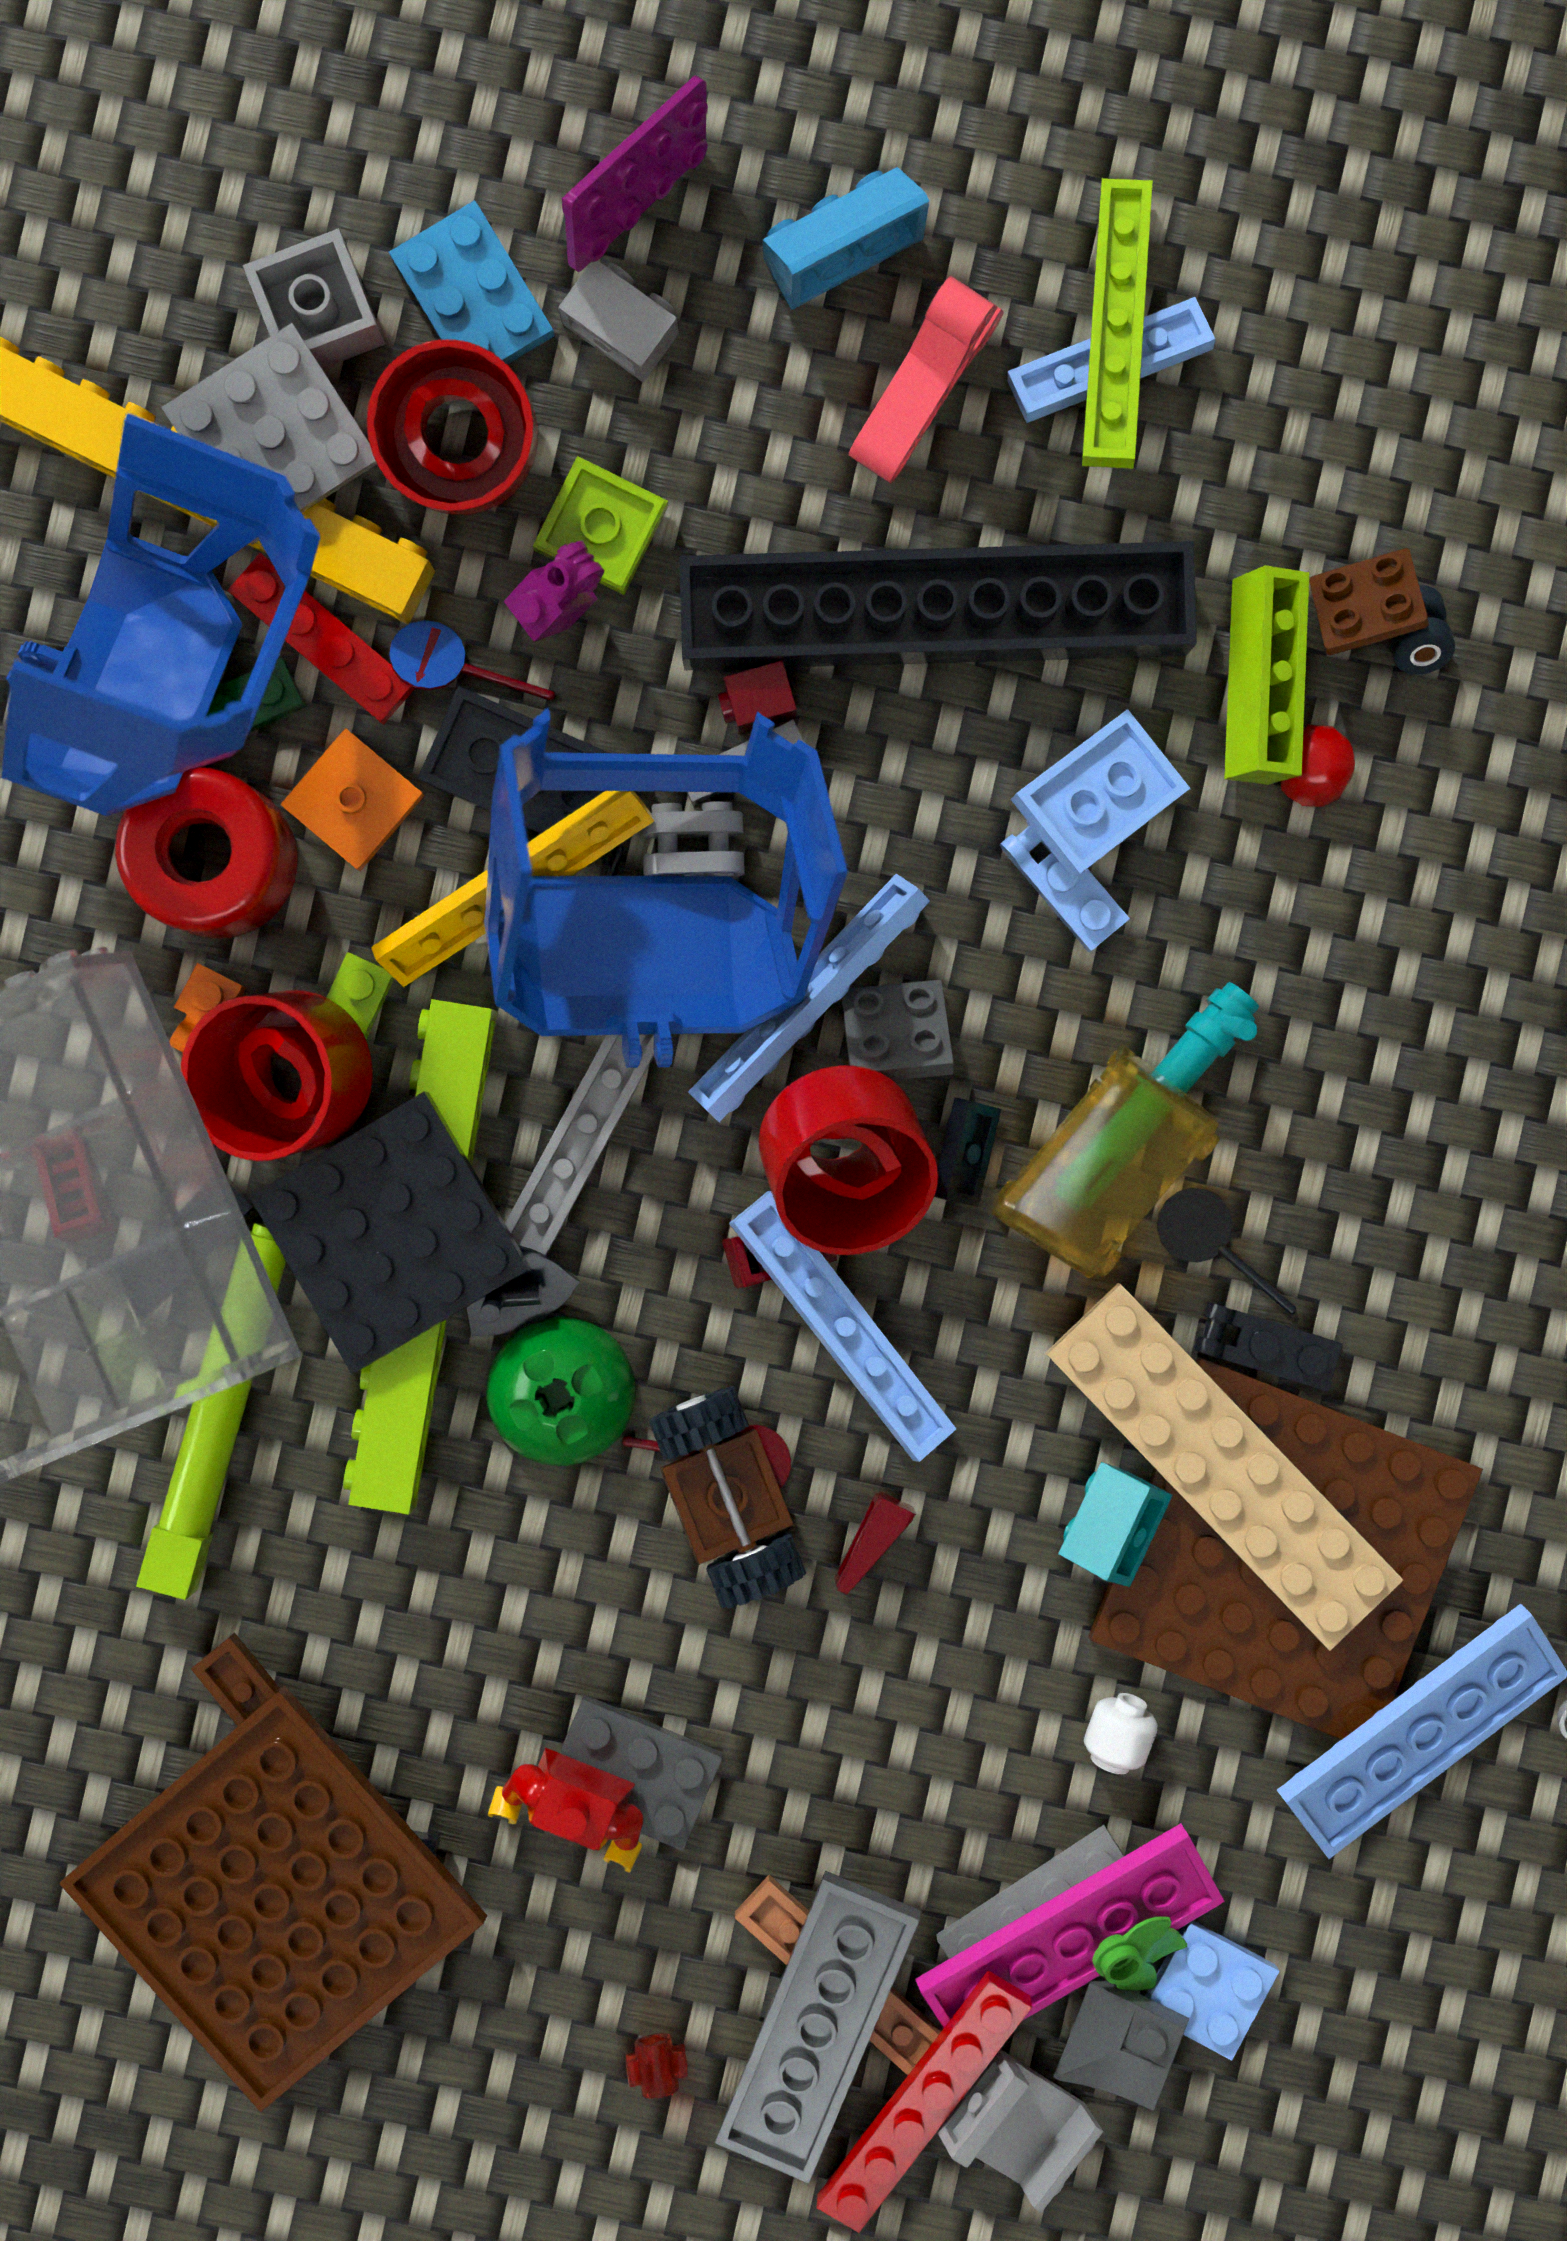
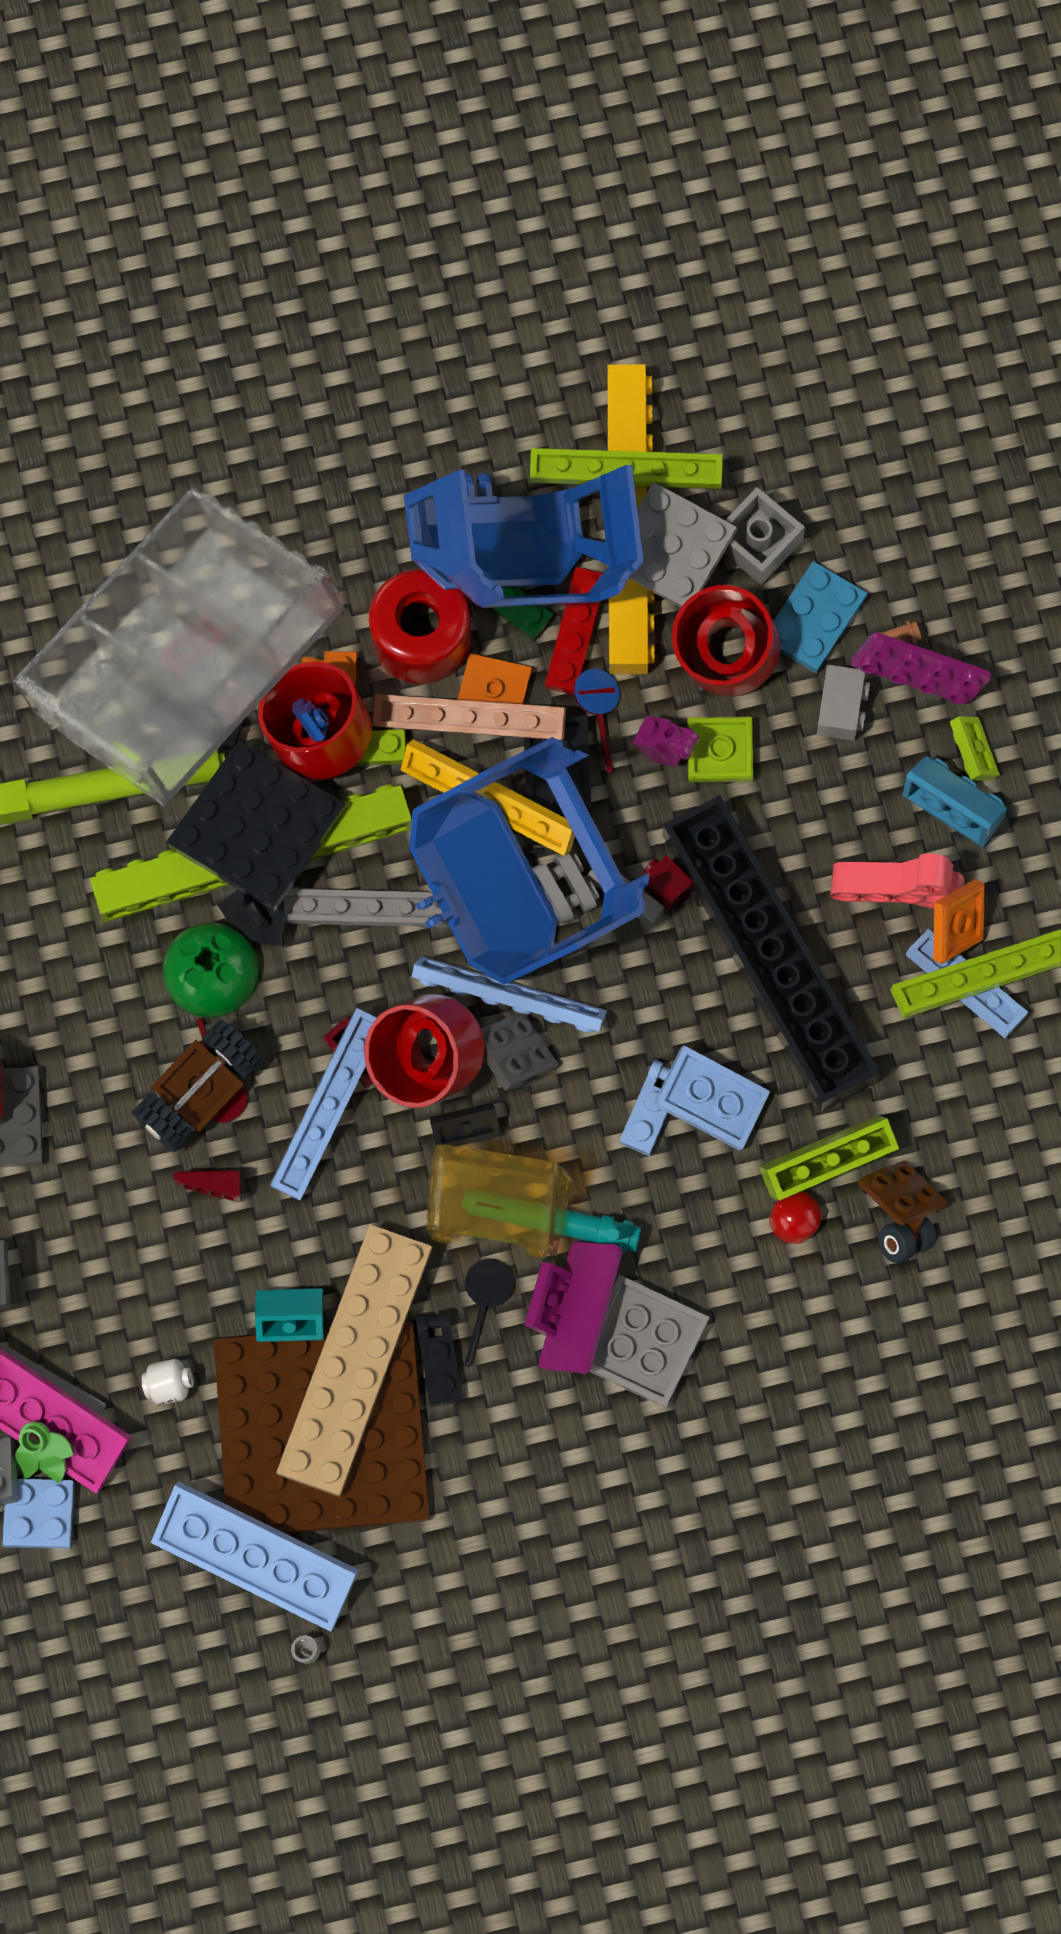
camera: 75 degrees right, 15 degrees down
(144, 386) = (663, 468): none -> lime plate
(276, 1082) = (311, 719): none -> blue slope
(379, 851) = (469, 717): none -> nougat plate
(564, 175) = (907, 633): none -> nougat pin
(780, 170) = (974, 748): none -> lime plate
(1031, 318) = (958, 921): none -> orange plate
(1298, 1128) = (572, 1305): none -> magenta bracket
(1385, 1060) = (646, 1341): none -> light grey plate

